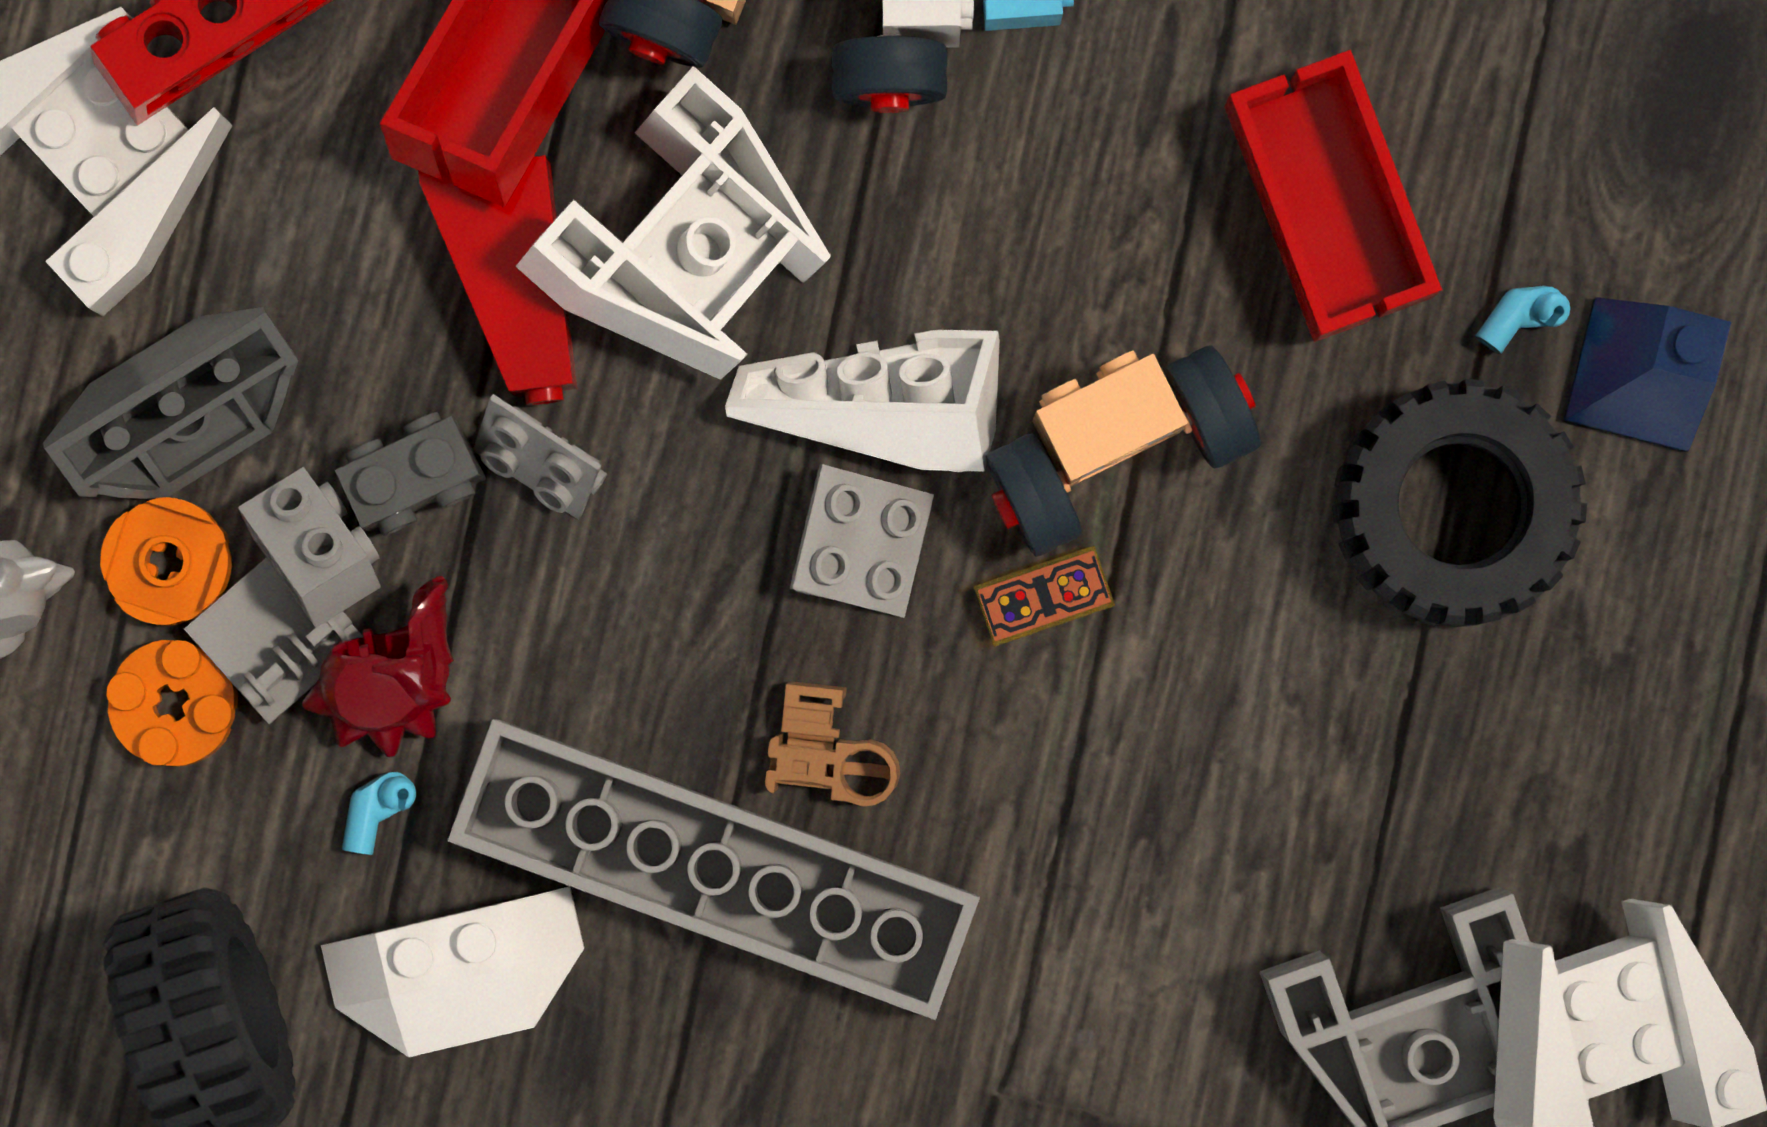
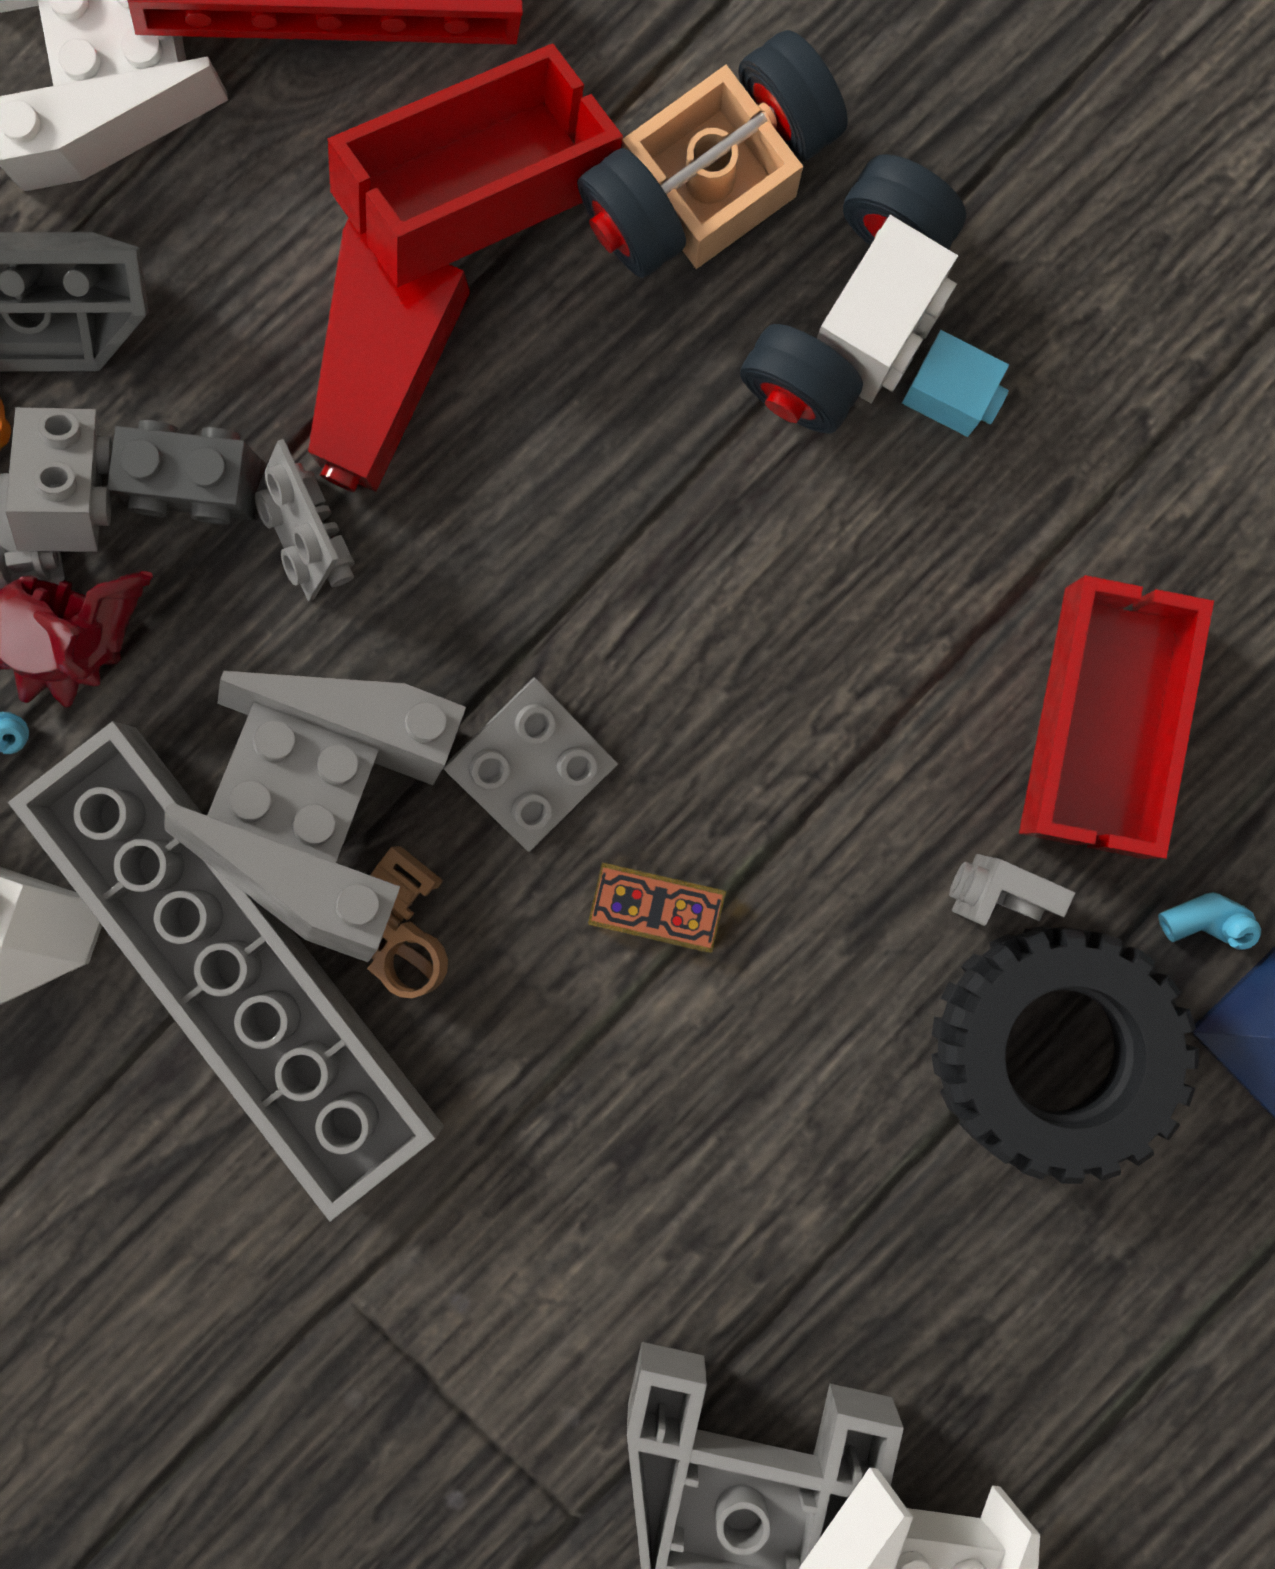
camera: 30 degrees right, 0 degrees up
(684, 681) = (298, 788): none -> light grey wedge
(696, 248) = (538, 424): white wedge -> none
(903, 404) = (640, 674): white wedge -> none
(1110, 422) = (808, 794): brick -> none
(1334, 390) = (994, 881): none -> light grey bracket

